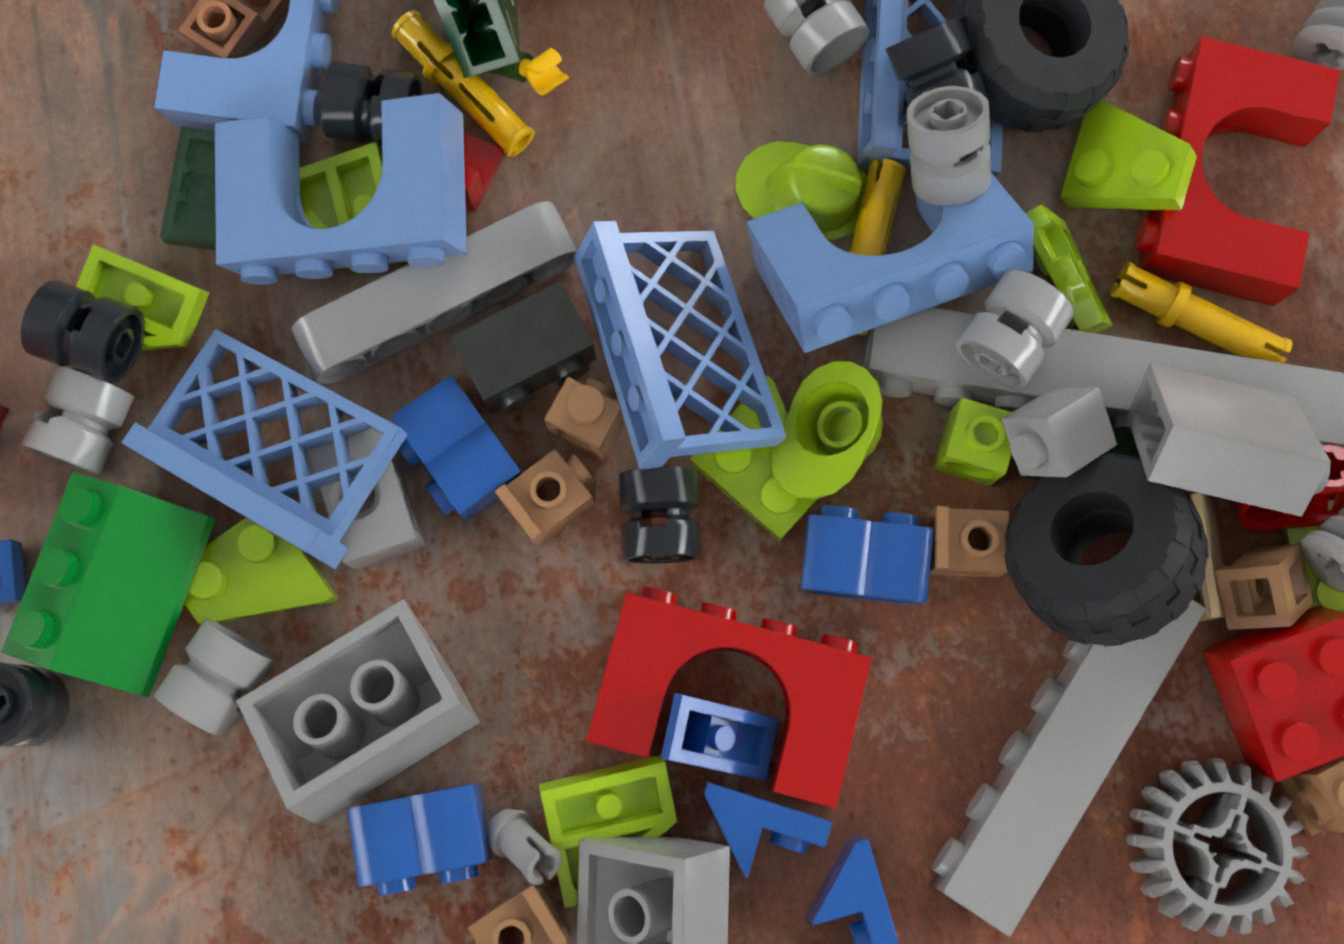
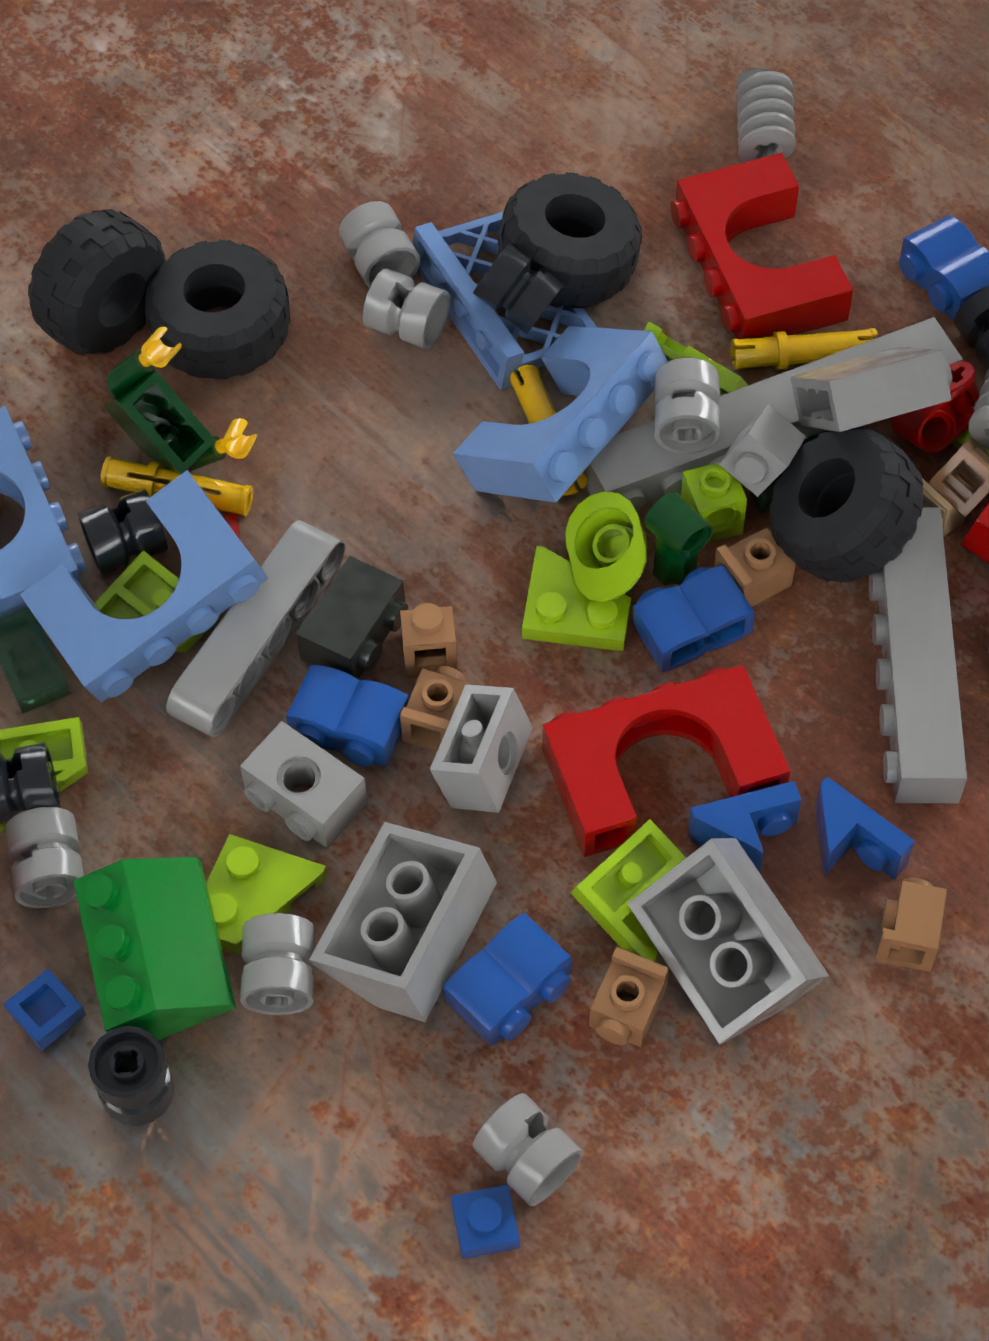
camera: 30 degrees left, 20 degrees down
(252, 495) = (205, 824): medium blue fence -> none
(514, 837) = (591, 936): light grey pin -> none
(553, 575) = (481, 748): none -> light grey brick
(635, 361) = (455, 570): medium blue fence -> none
(659, 494) = (524, 661): black wheel -> none
(719, 737) = (672, 782): blue slope -> none
(794, 173) = (454, 418): lime piece -> none
(905, 467) = (679, 537): none -> dark green piece
(949, 145) = (561, 320): light grey wheel -> none
(1126, 164) = (685, 282): lime wing -> none

